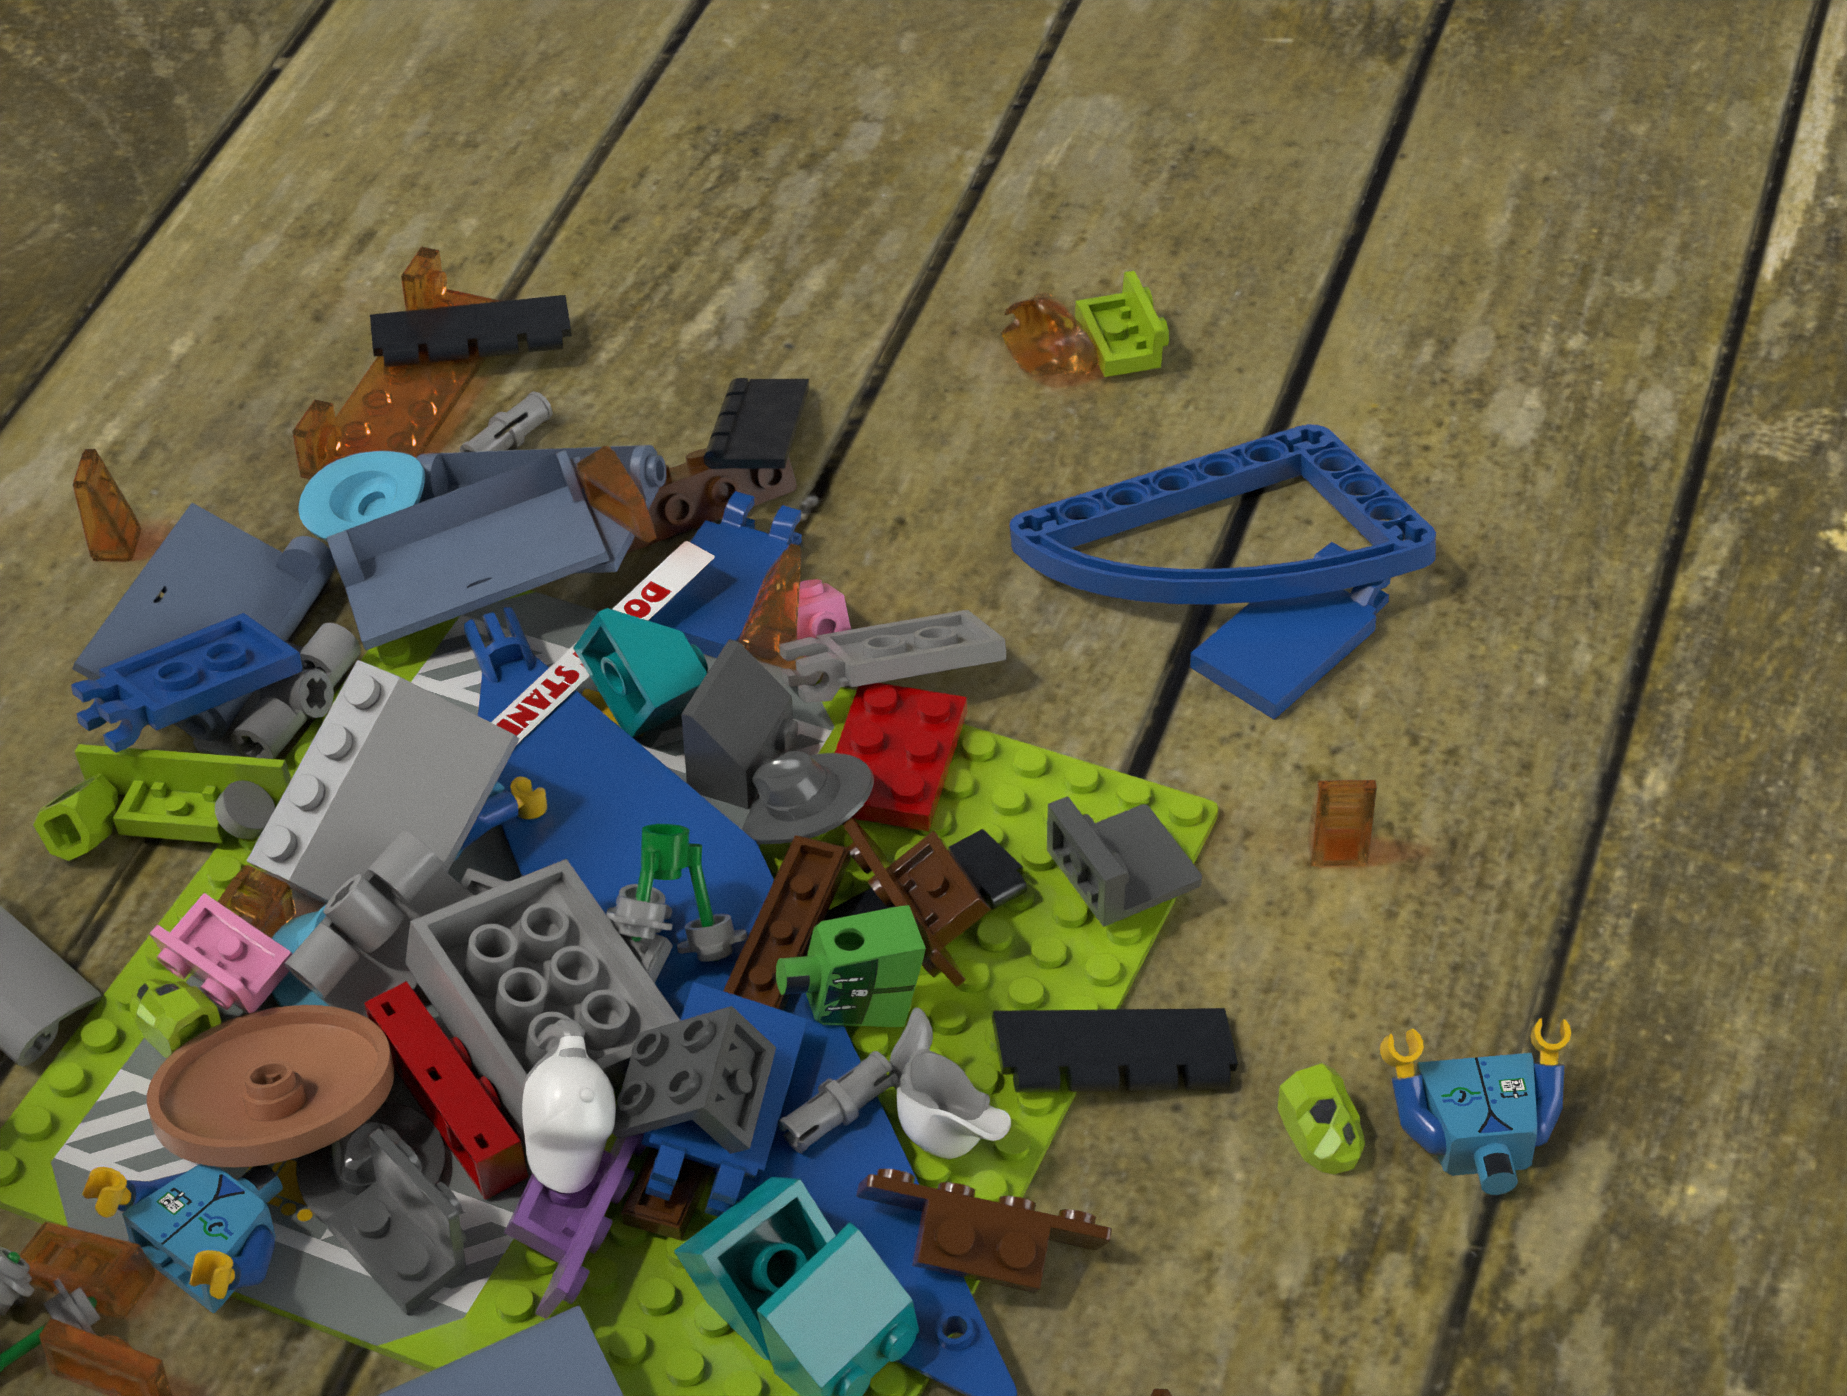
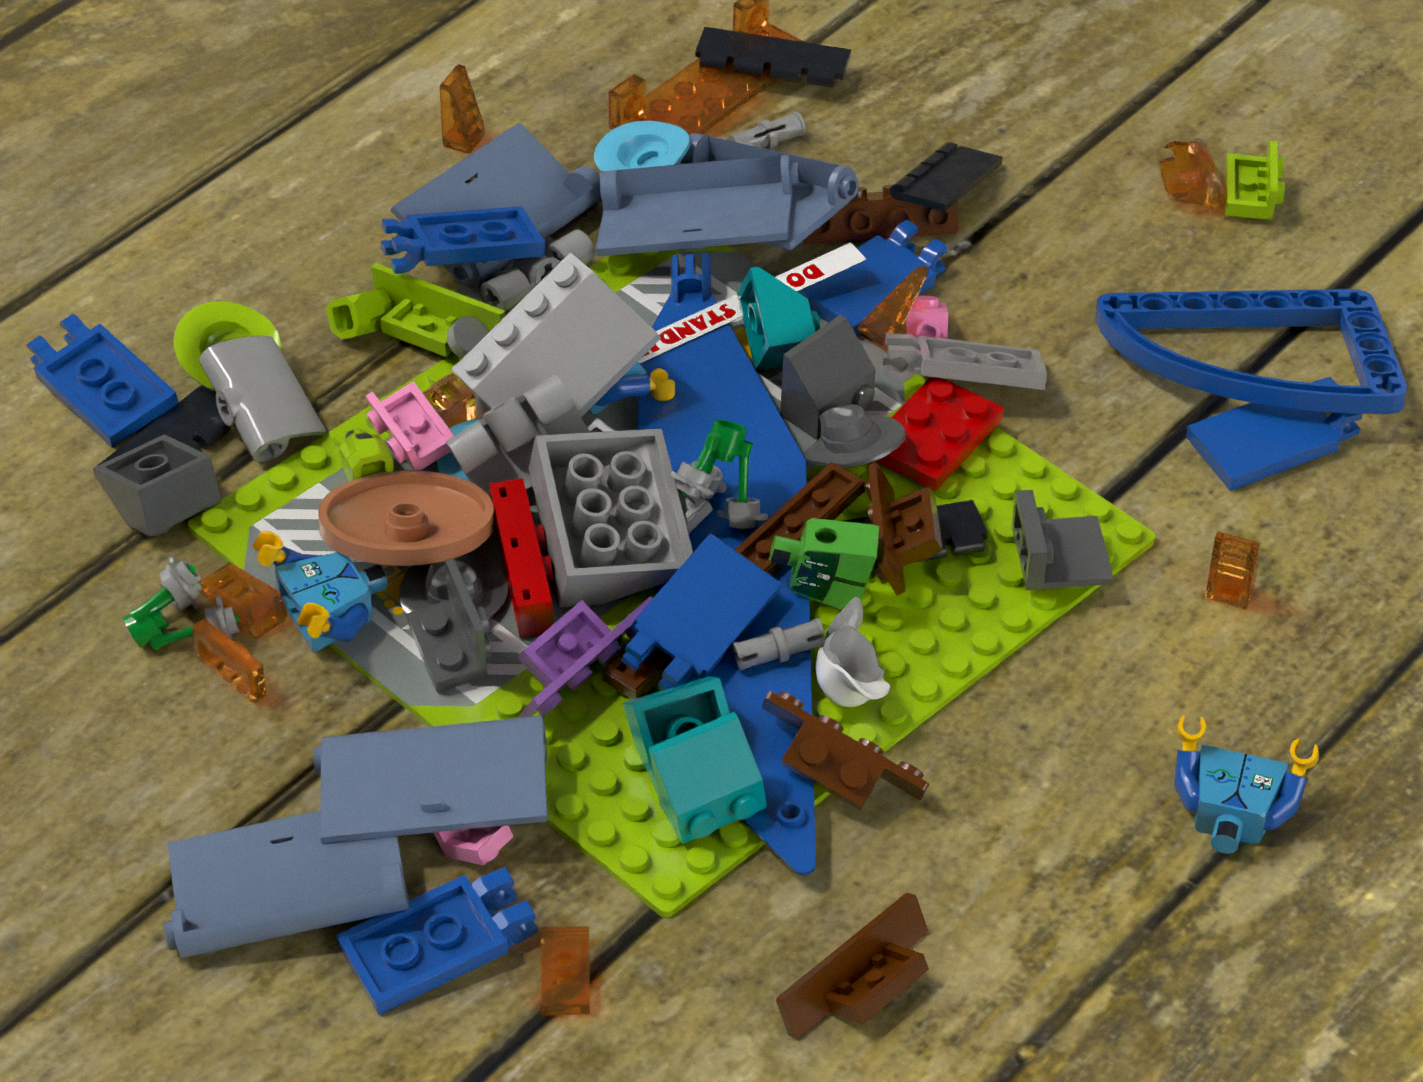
camera: 20 degrees right, 0 degrees up
(566, 1110) = (586, 590): white hair -> none
(615, 493) = (811, 193): clear orange slope -> none
(697, 1071) = (687, 590): dark grey bracket -> none
(1106, 1042) = (984, 665): black windscreen -> none
(1321, 1119) = (1119, 763): lime rock -> none

